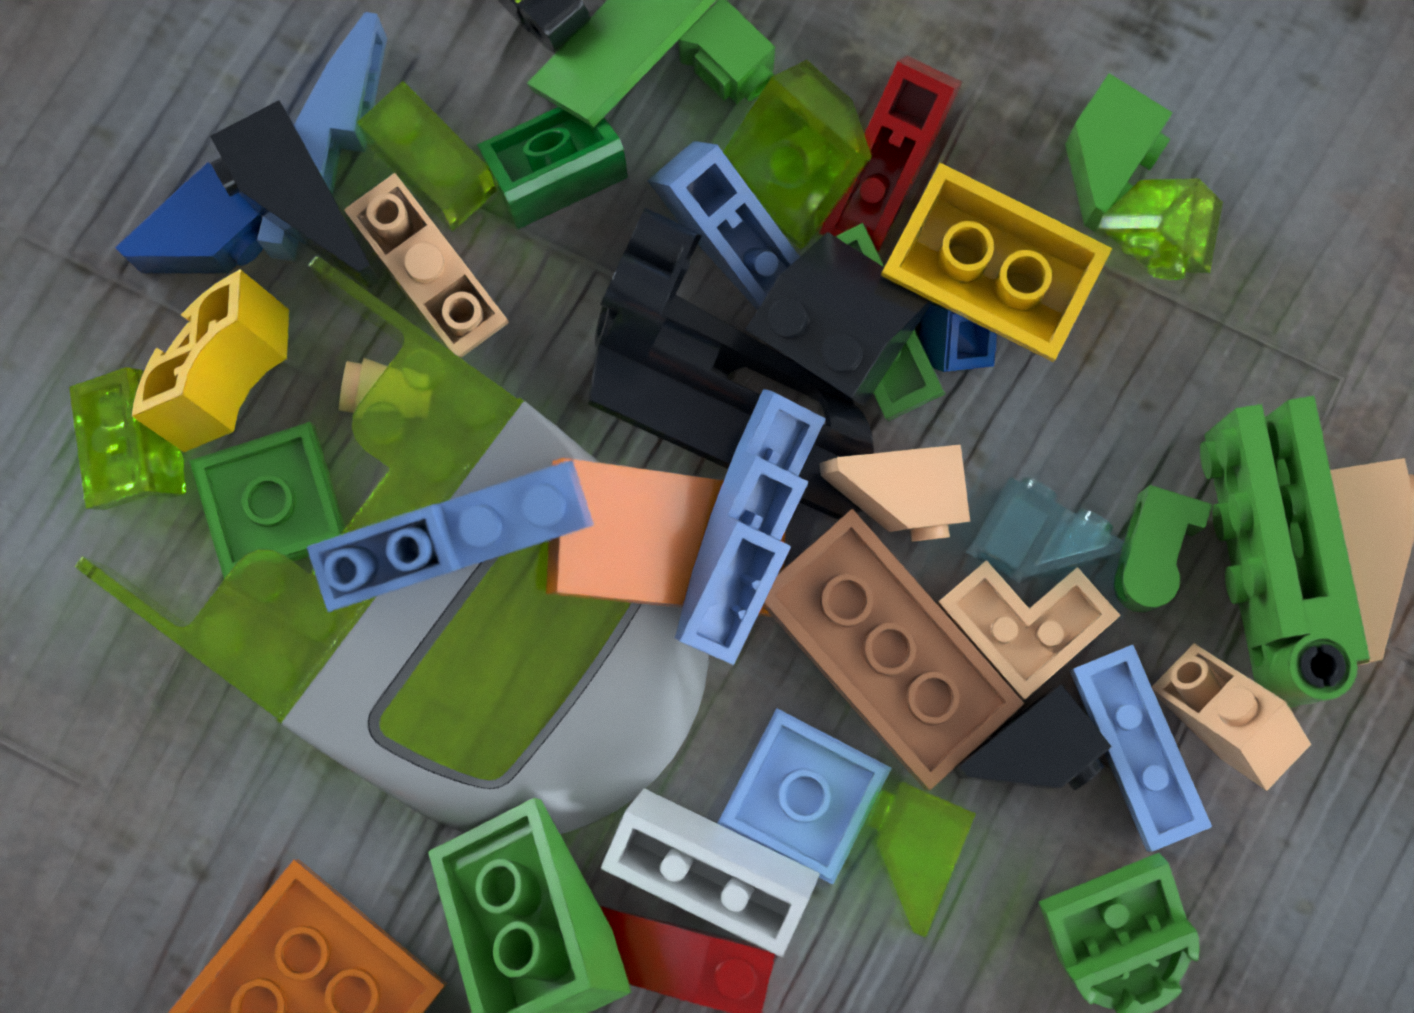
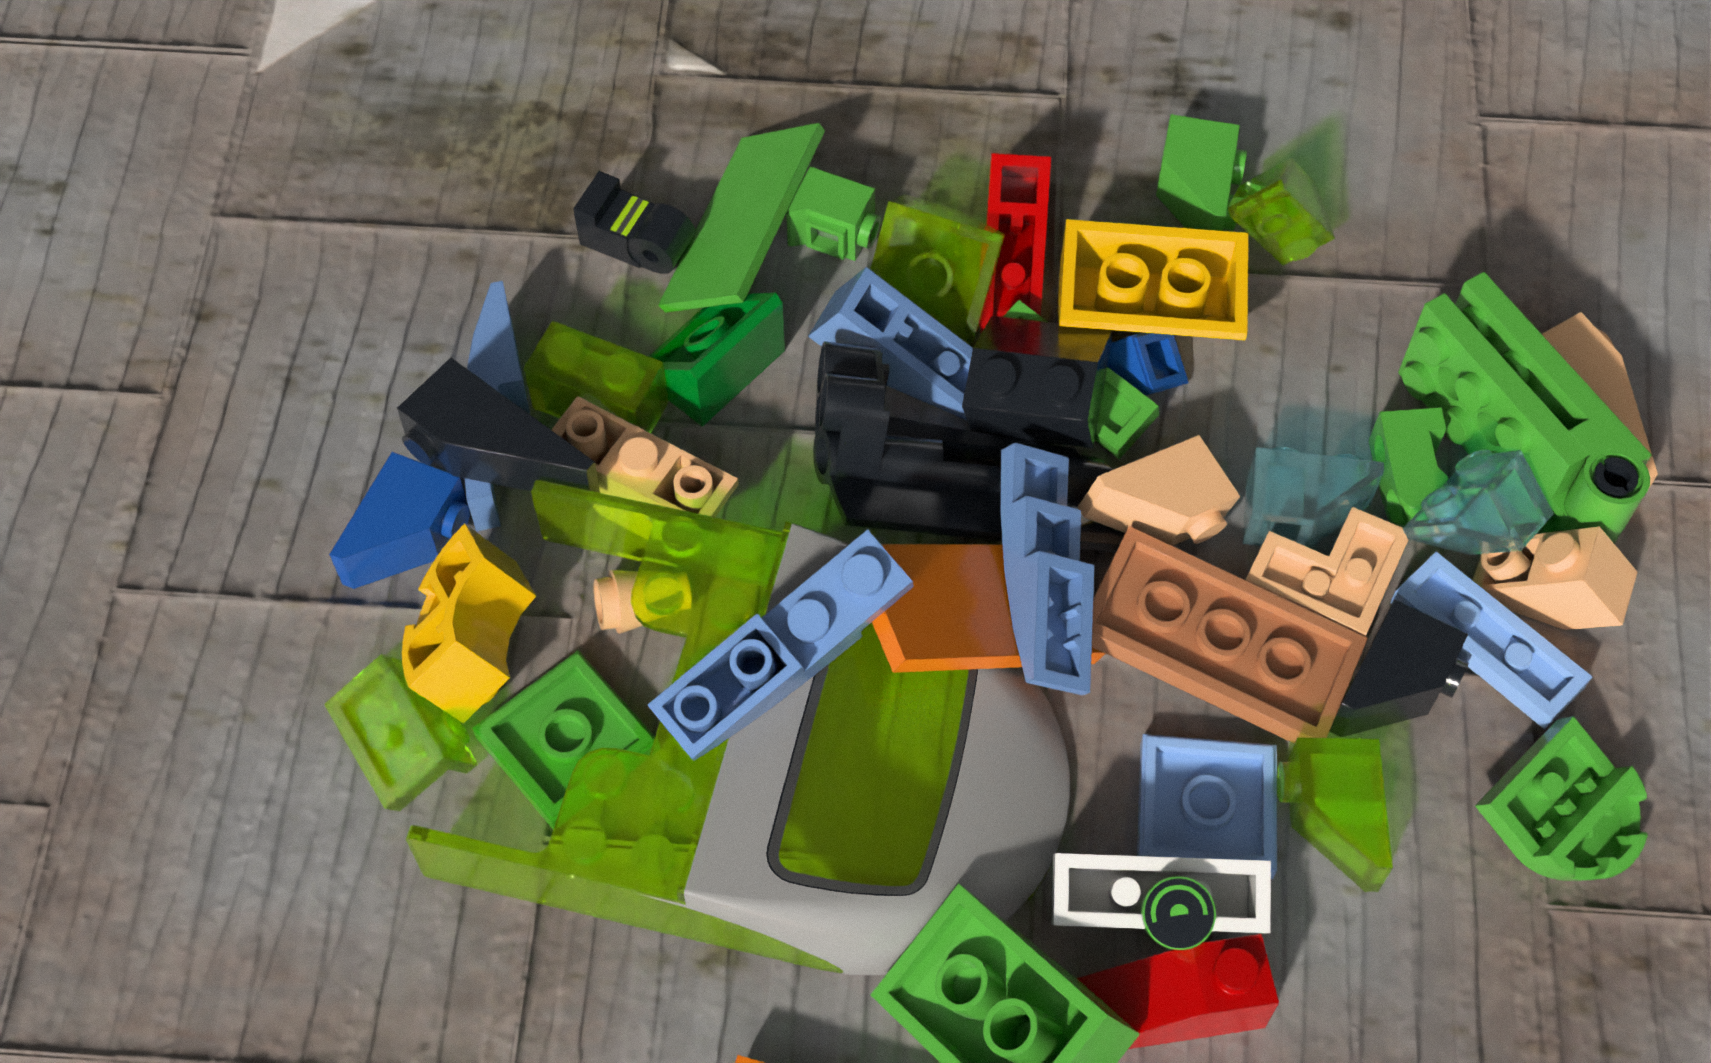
camera: 25 degrees left, 20 degrees down
(706, 910) = (1178, 913): none -> black tile
(1191, 628) = (1483, 506): none -> clear light blue slope

